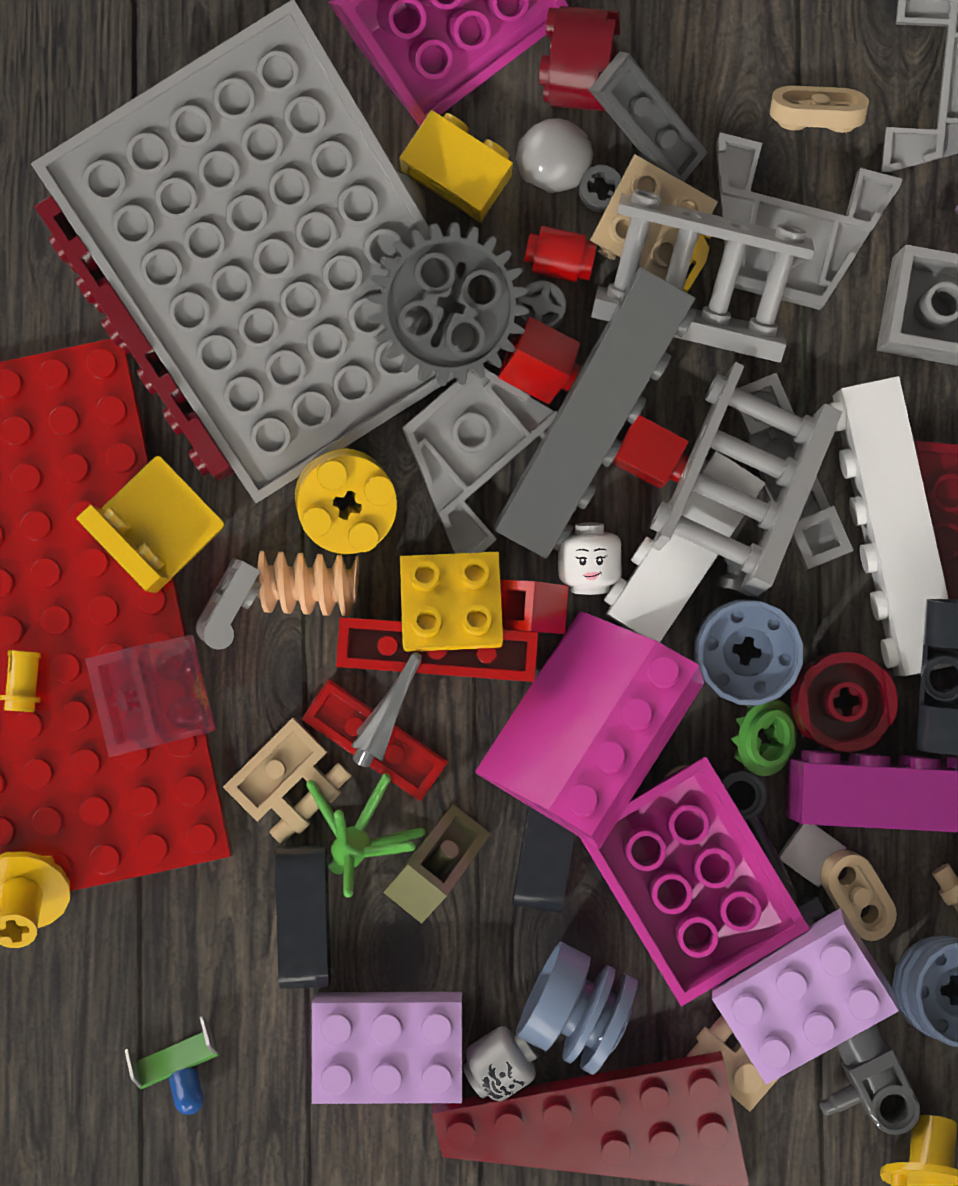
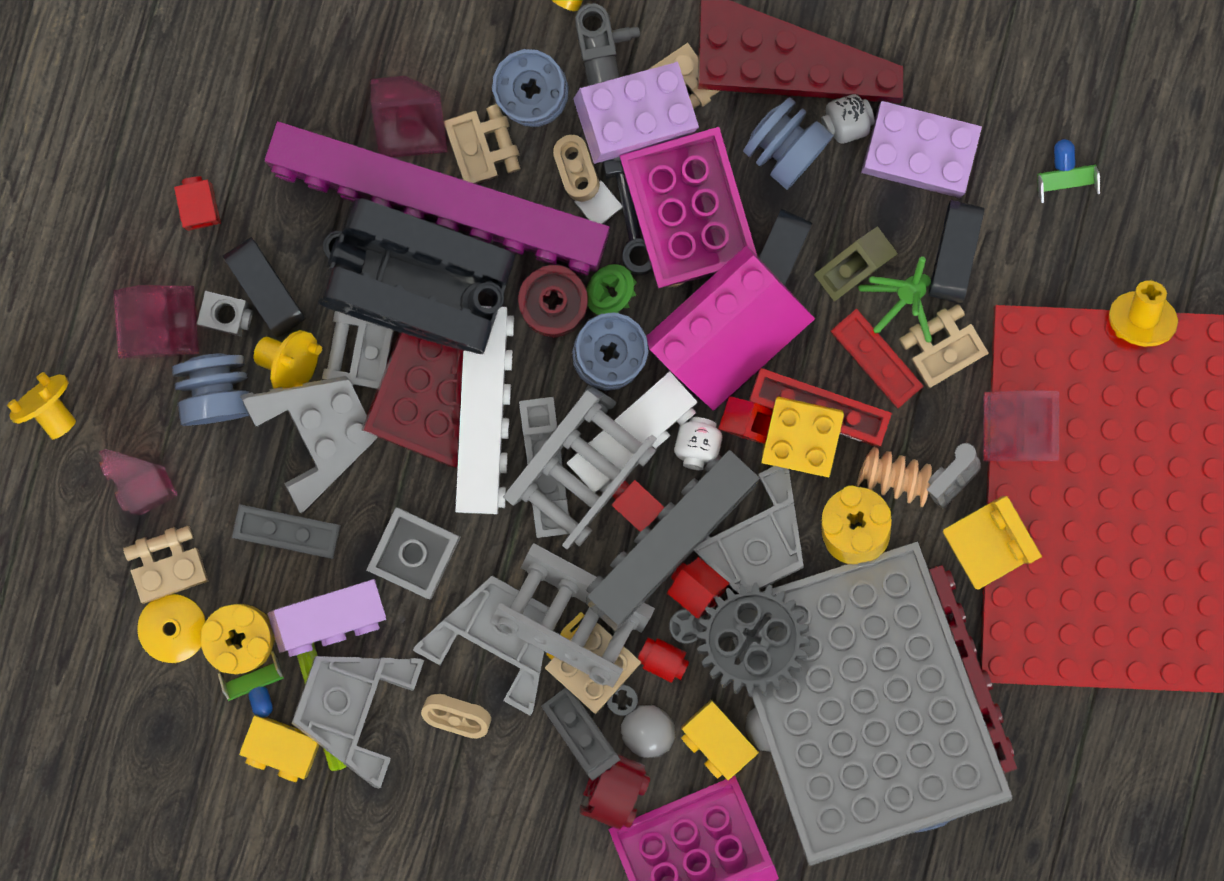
camera: 165 degrees left, 0 degrees up
(21, 681) = (1107, 459): yellow pin -> none
(378, 727) = (874, 364): dark grey piece -> none

